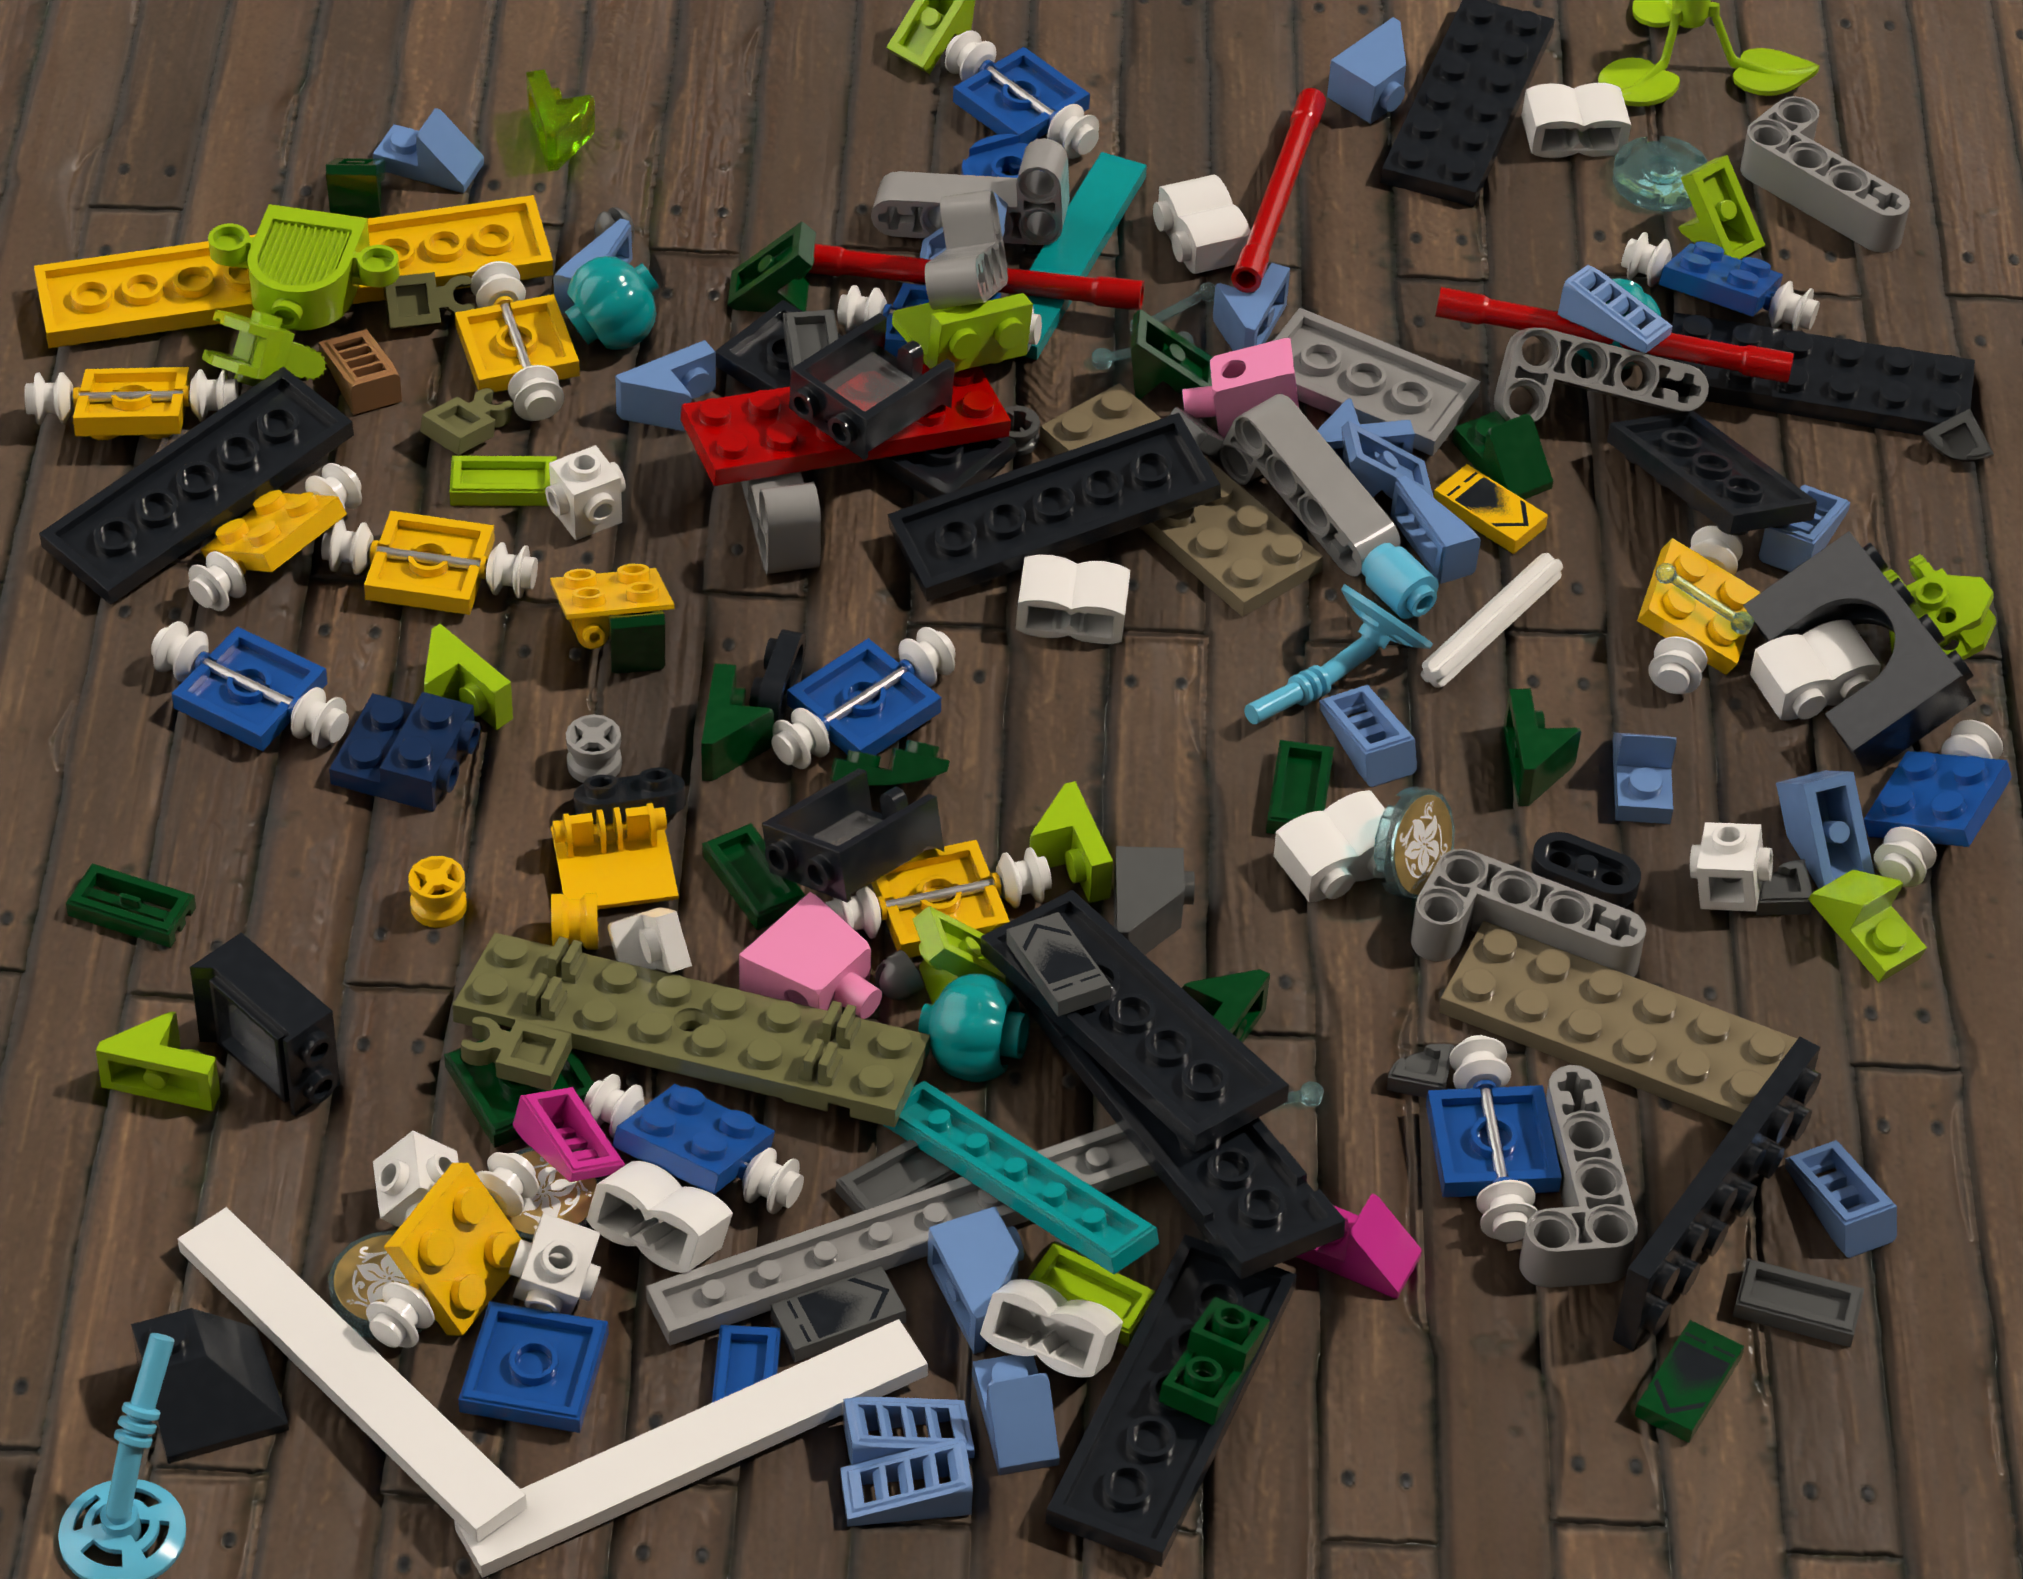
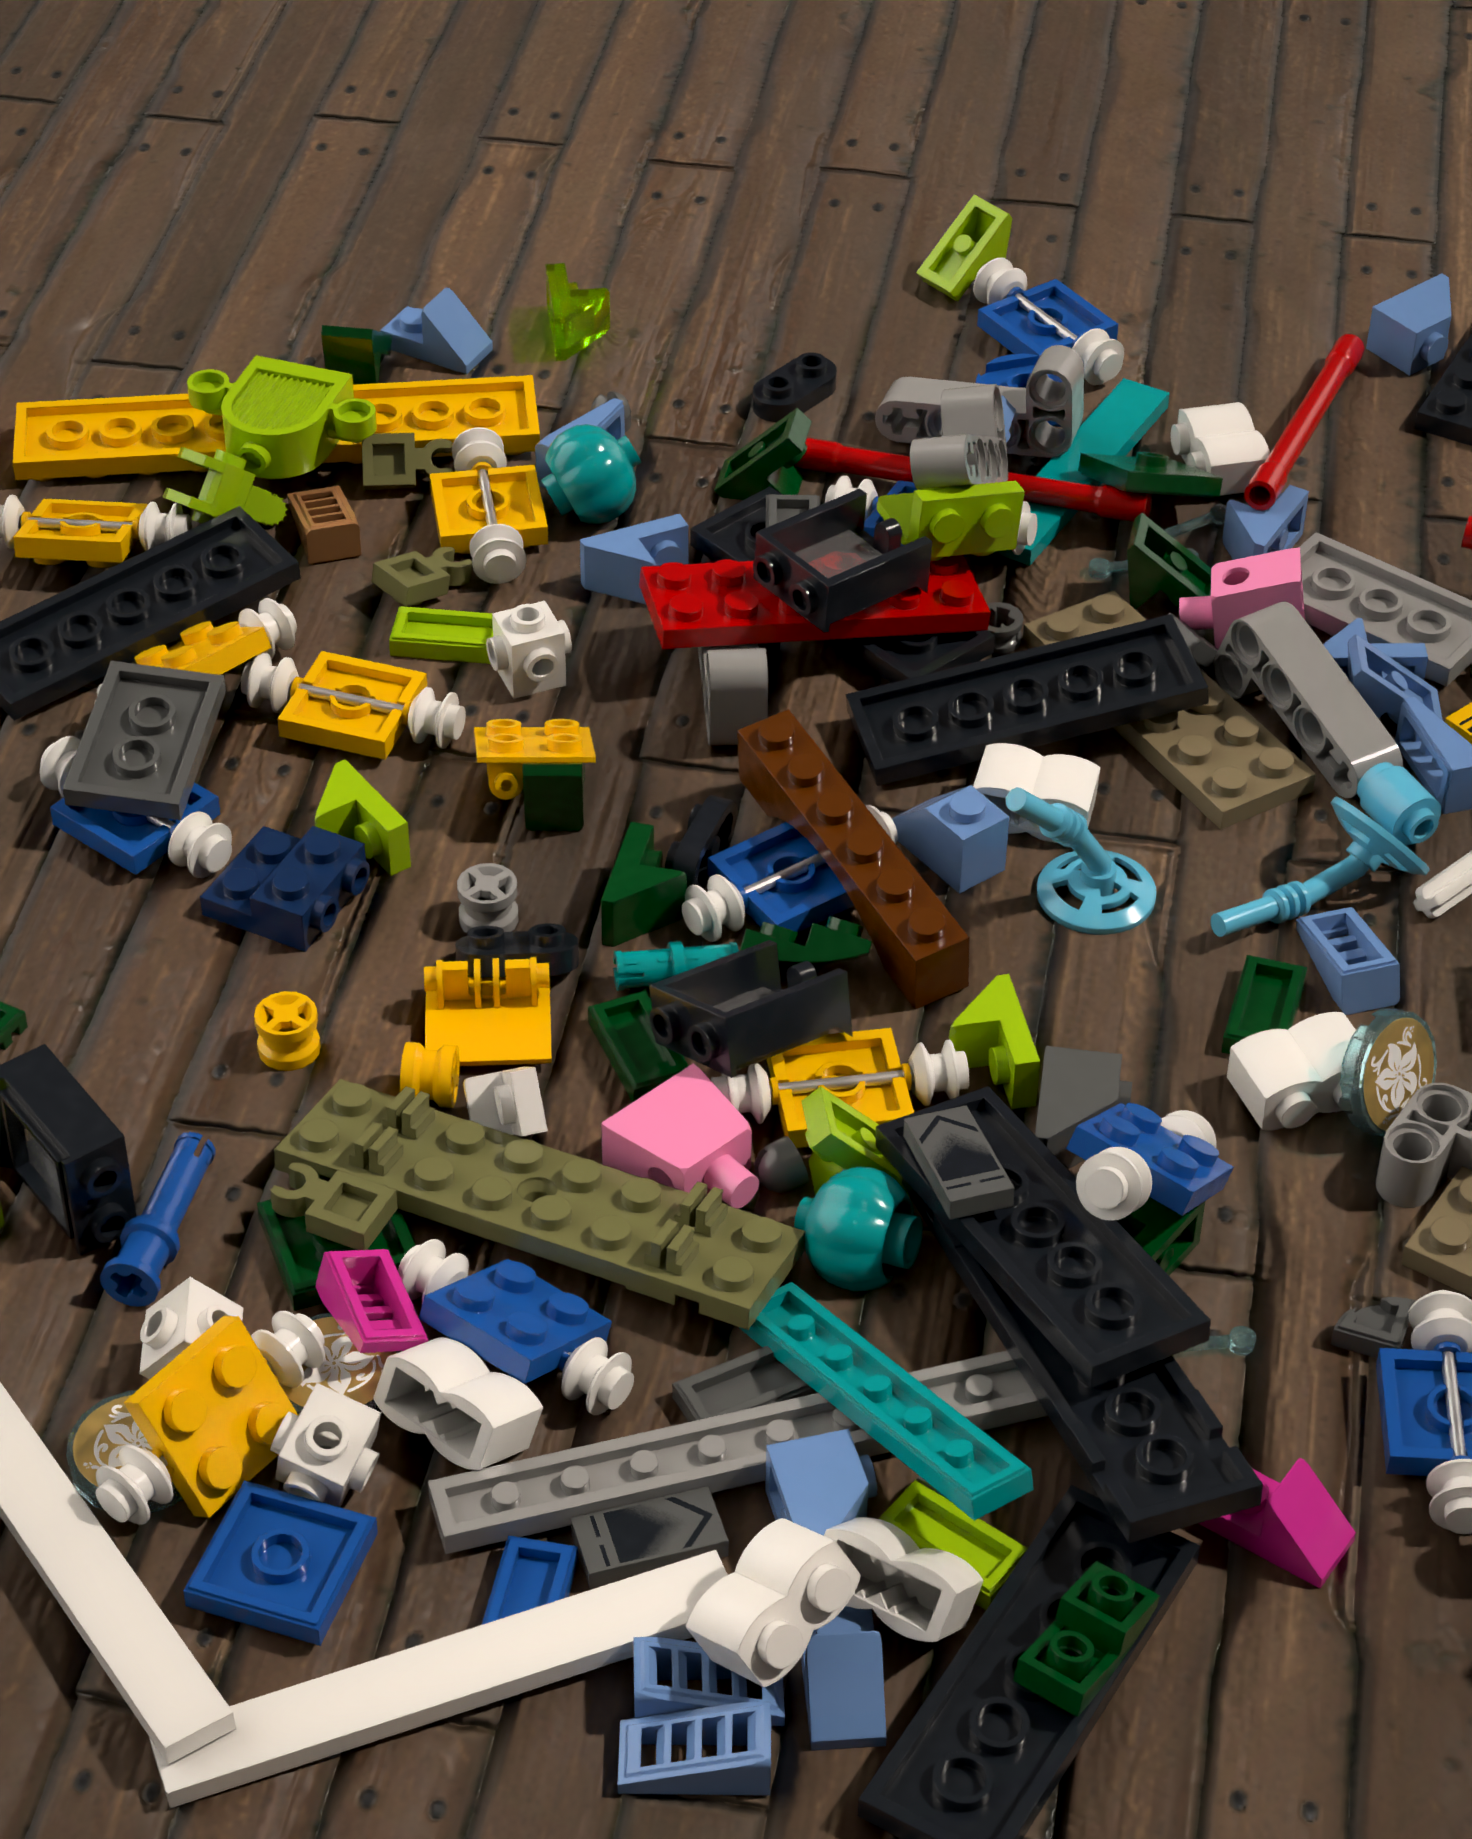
camera: 10 degrees right, 5 degrees down
(251, 621) = (145, 740): none -> dark grey plate
(359, 1094) = (152, 1237): none -> blue pin
(768, 797) = (647, 967): none -> teal pin
(787, 186) = (794, 385): none -> black plate
(957, 1358) = (773, 1601): none -> white brick
(973, 733) = (907, 922): none -> reddish brown arch
(1007, 647) = (957, 836): none -> medium blue slope
(1135, 682) = (1094, 881): none -> medium azure dish
(1140, 261) = (1150, 474): none -> dark green plate
(1217, 945) = (1143, 1156): none -> blue plate

